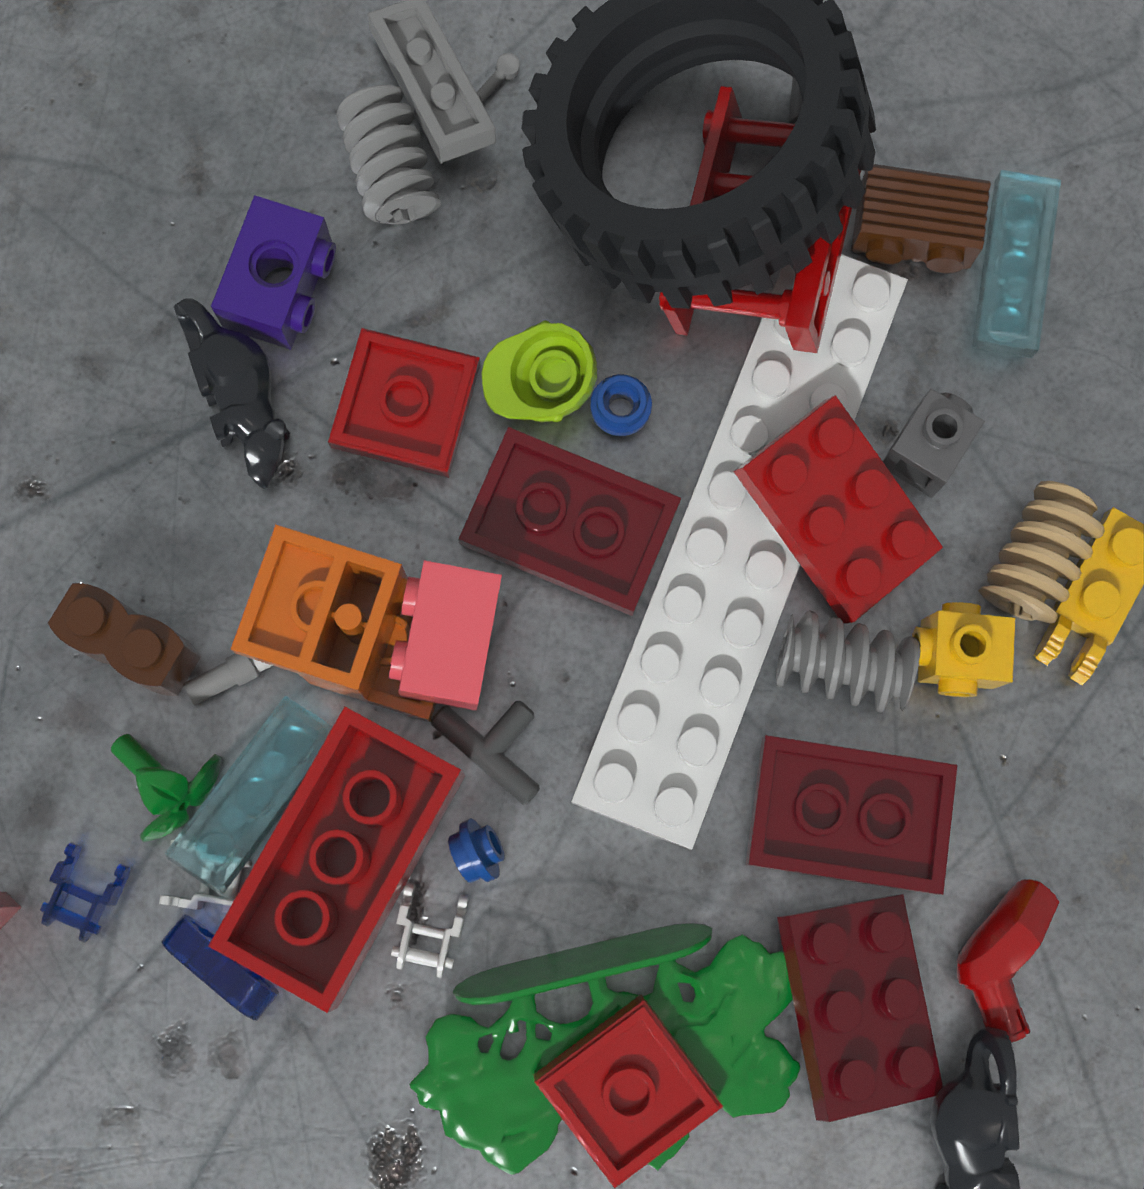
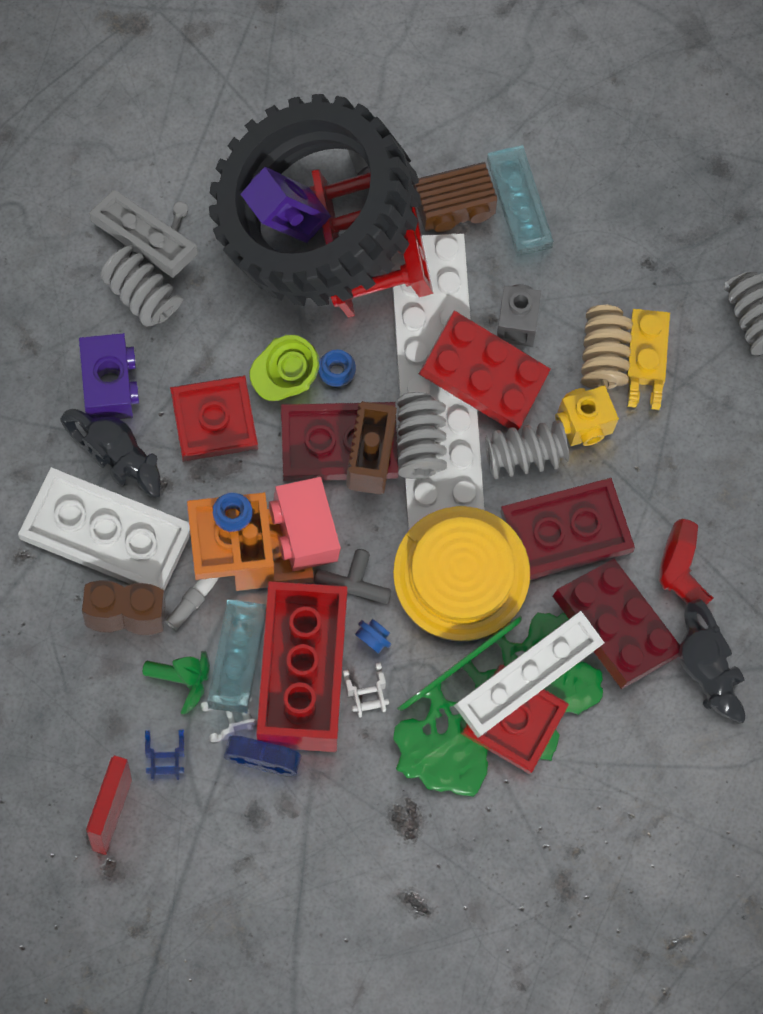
camera: 25 degrees left, 10 degrees down
(157, 507) = (105, 530): none -> white plate
(316, 562) = (232, 501): none -> blue plate
(604, 560) = (371, 447): none -> reddish brown brick
(651, 119) = (285, 205): none -> dark purple brick
(654, 817) = (461, 573): none -> yellow piece
(677, 1045) = (529, 674): none -> white plate
(689, 573) = (419, 435): none -> light grey piece

